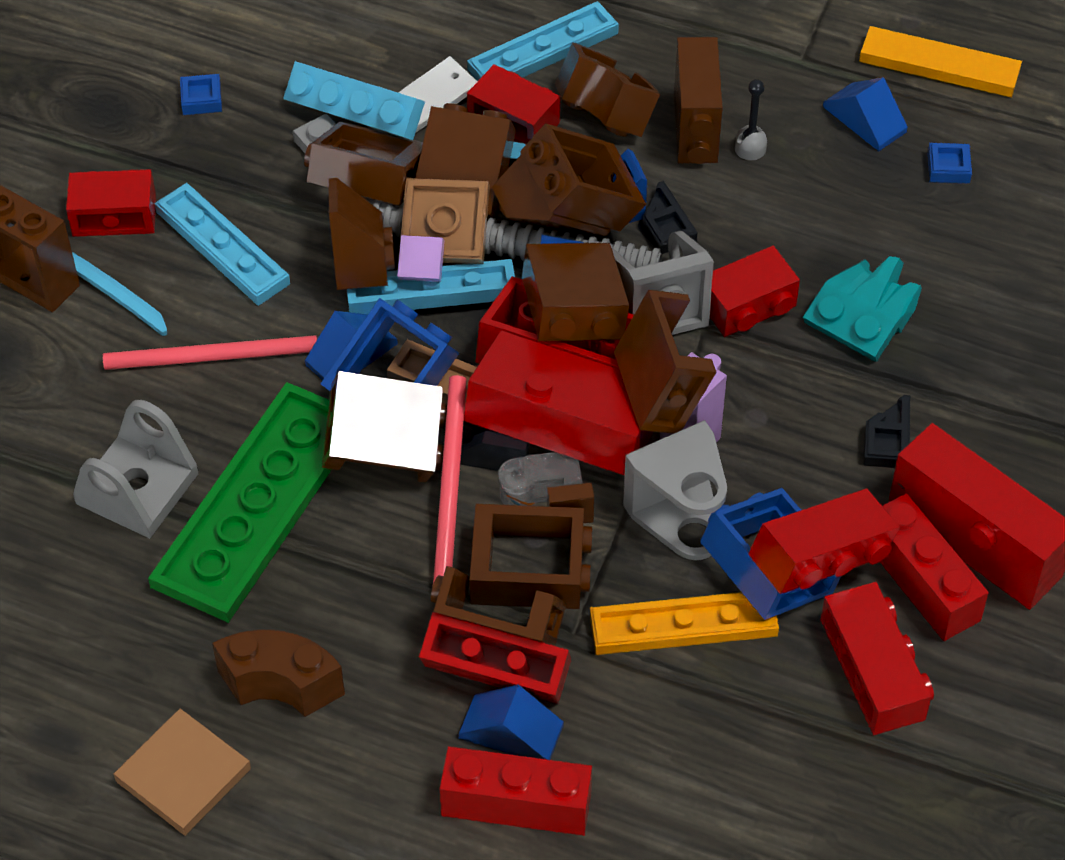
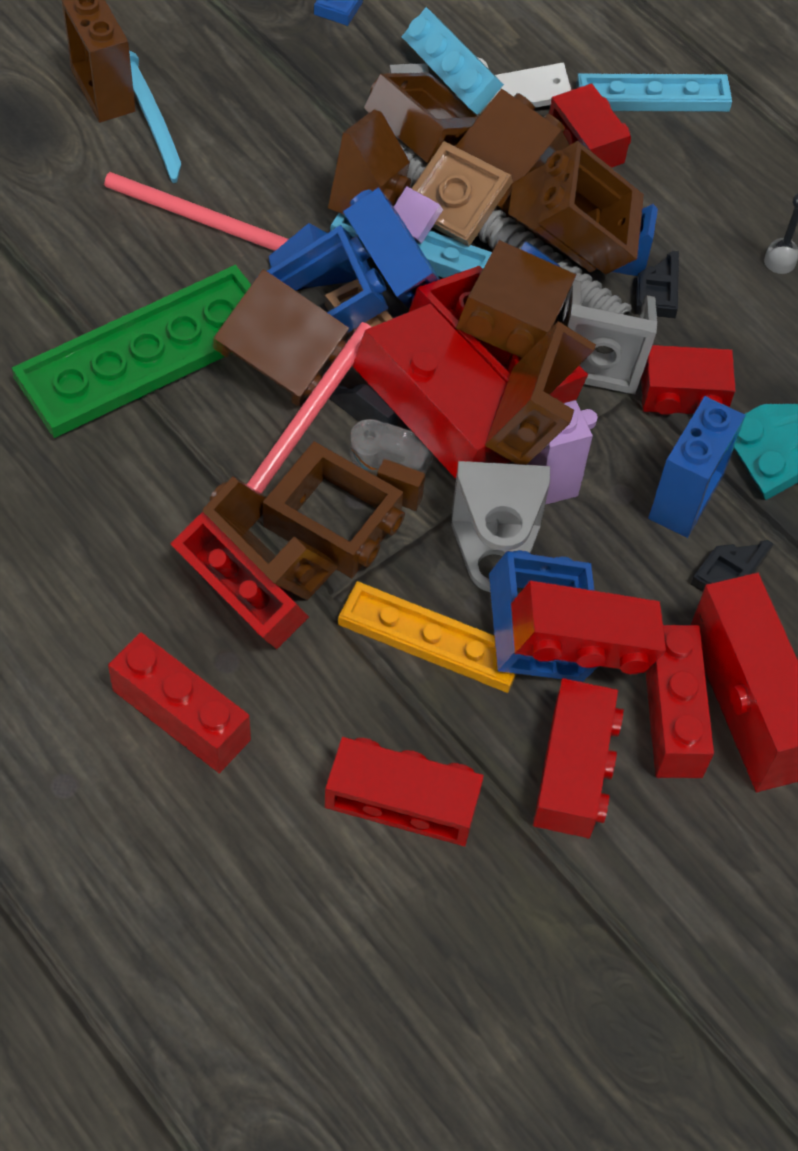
camera: 25 degrees right, 5 degrees up
(111, 203) = (201, 55): red brick -> none
(138, 453) = (79, 265): light grey hose -> none
(222, 244) = (270, 131): medium azure tile -> none
(279, 668) = (60, 493): reddish brown brick -> none
(431, 295) = (390, 244): none -> blue window
(512, 723) = (223, 647): blue slope -> none
(593, 84) = (676, 151): reddish brown brick -> none
(697, 100) = (750, 193): reddish brown brick -> none
(755, 761) = (403, 790): none -> red brick
(815, 361) = (696, 466): none -> blue window

